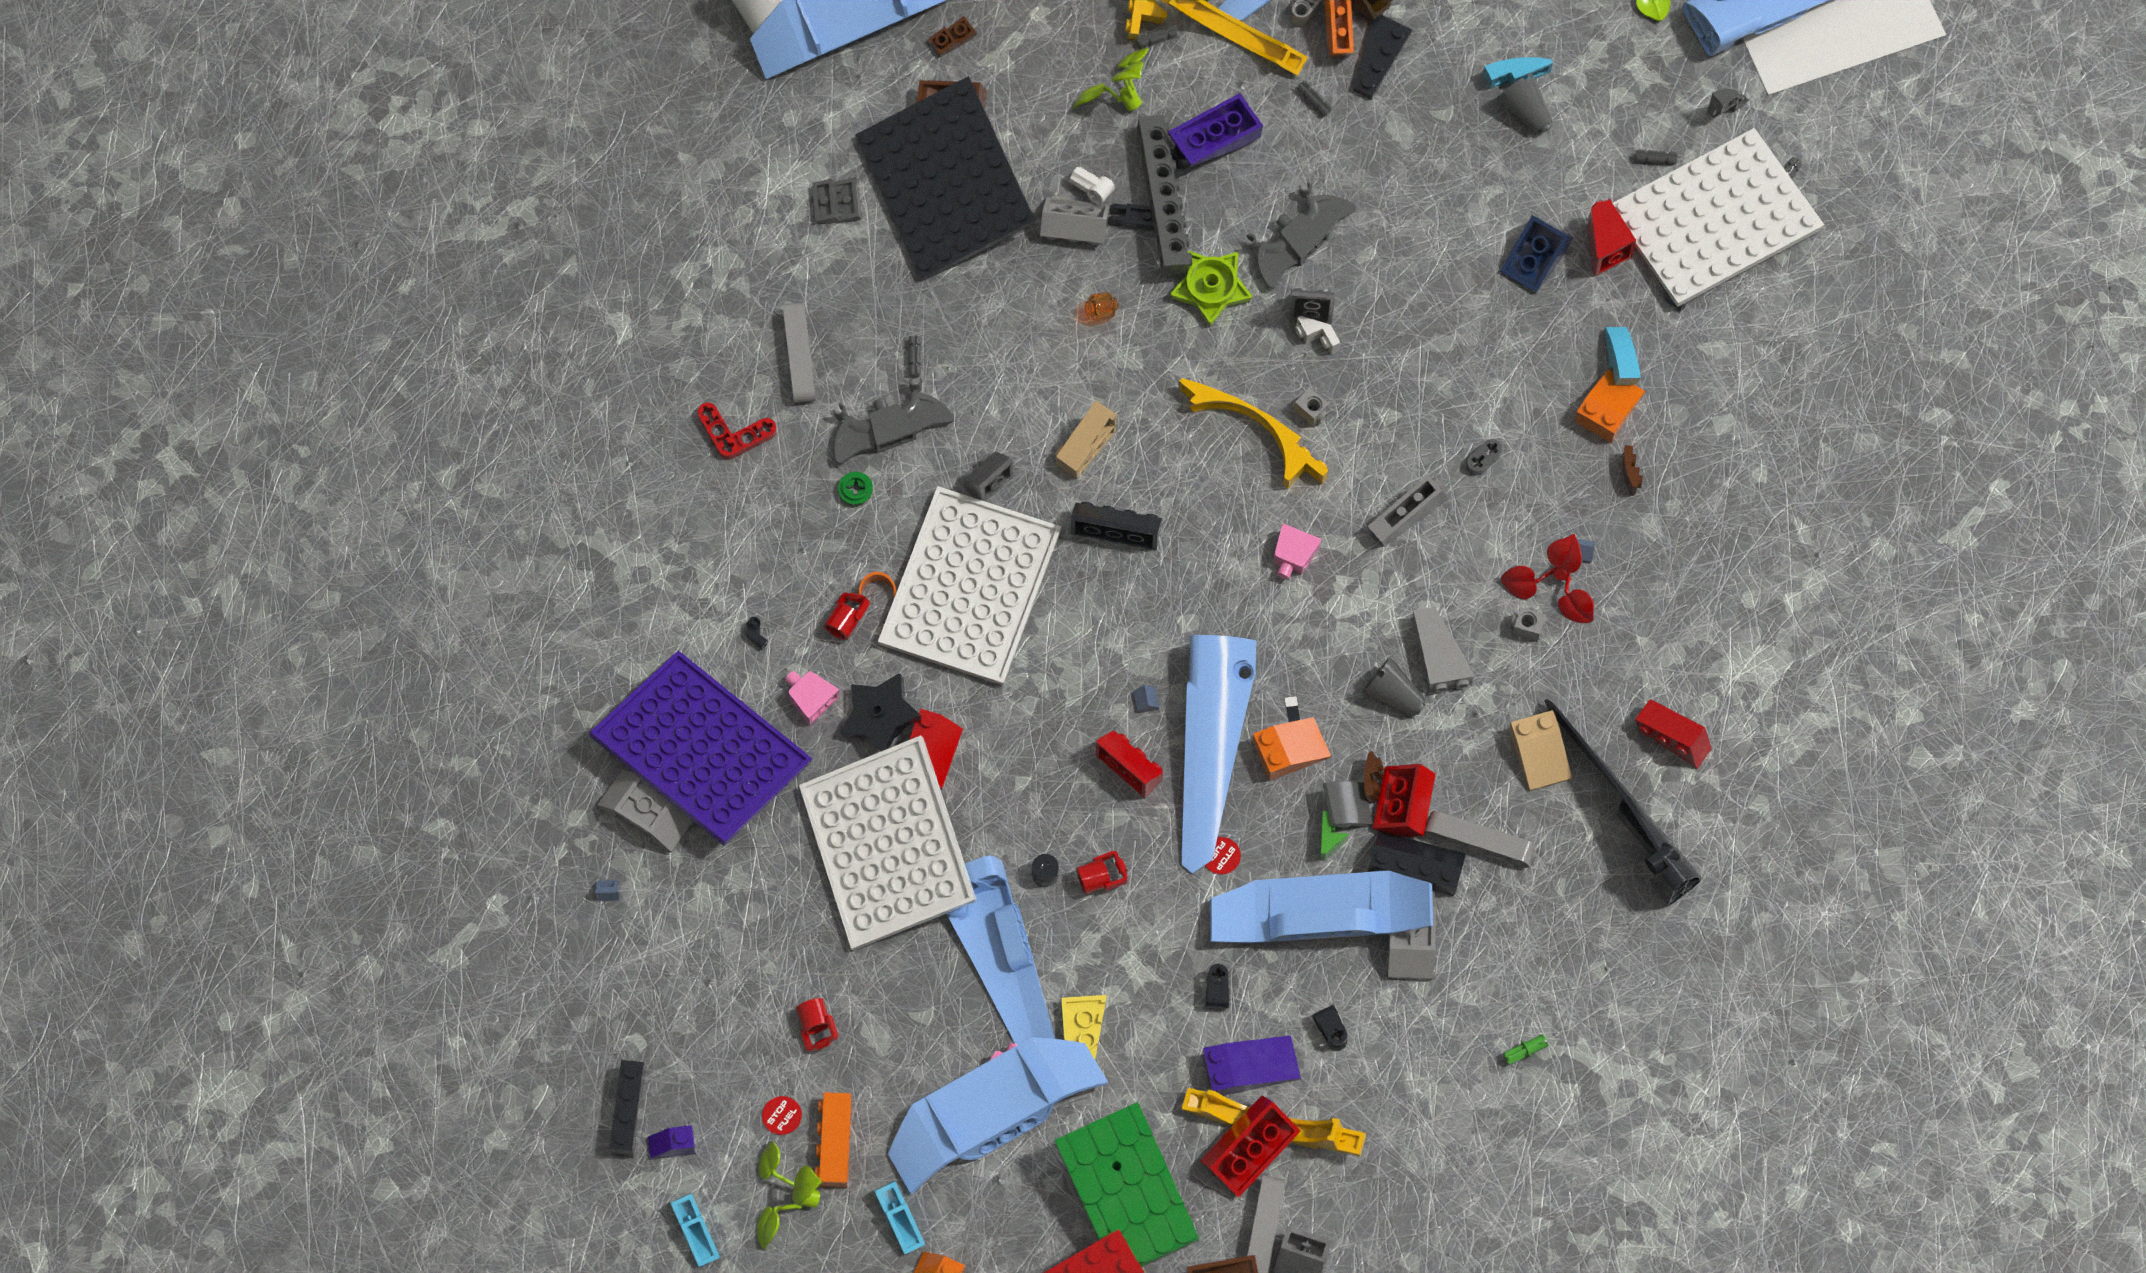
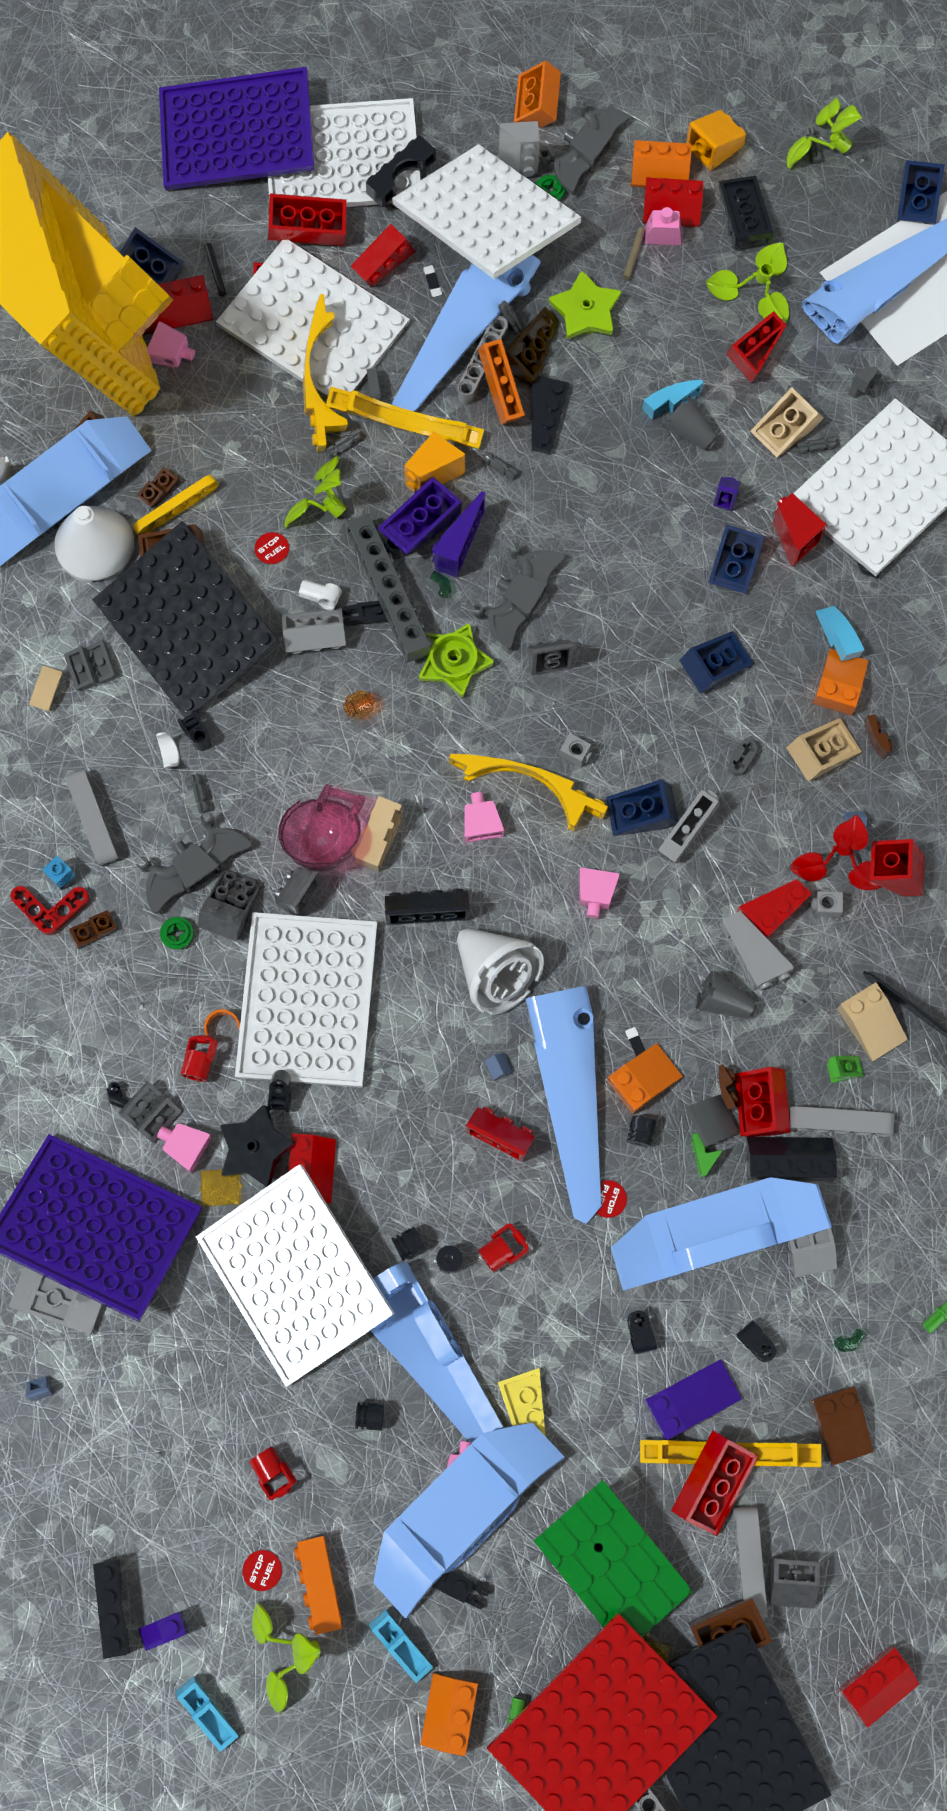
camera: 15 degrees left, 5 degrees up
(752, 399) = (58, 872): none -> dark azure brick
(771, 465) = (93, 929): none -> reddish brown slope
(783, 654) = (149, 1111): none -> dark grey slope
(785, 212) = (45, 688): none -> tan slope
(833, 747) = (218, 1189): none -> clear yellow piece
(872, 78) = (94, 544): none -> white cone
(894, 304) = (168, 750): none -> white helmet
(916, 473) = (229, 904): none -> flat silver slope
(917, 671) = (280, 1095): none -> black piece
(926, 289) = (194, 728): none -> black piece
(926, 997) = (369, 1416): none -> black piece
(966, 58) = (175, 505): none -> yellow beam
(969, 1179) = (459, 1588): none -> black hinge
(1008, 845) = (408, 1243): none -> black piece
(1029, 422) = (322, 831): none -> clear pink windscreen
(1054, 126) = (271, 548): none -> red sticker
(1172, 602) = (498, 969): none -> white cone
(1195, 453) = (482, 820): none -> bright pink torso
(1223, 205) = (444, 584): none -> clear green arm
(1245, 75) = (434, 459): none -> light orange slope
(1248, 164) = (456, 541): none -> dark purple slope
(1272, 797) = (641, 1131): none -> black piece
(1313, 329) = (556, 677): white slope -> none
(1365, 482) = (642, 808): none -> dark blue slope
(1393, 1126) = (842, 1425): none -> reddish brown slope
(1423, 1053) = (850, 1344): none -> clear green arm
(1473, 613) = (775, 907): none -> red wedge
(1483, 353) = (715, 661): none -> dark blue slope
(1498, 788) = (844, 1068): none -> bright green slope
(1544, 183) = (726, 493): none -> dark purple slope
(1570, 468) = (823, 749): none -> tan slope
(1610, 602) = (898, 866): none -> red slope
(1620, 38) = (755, 346): none -> red wedge
(1631, 126) = (786, 423): none -> tan slope

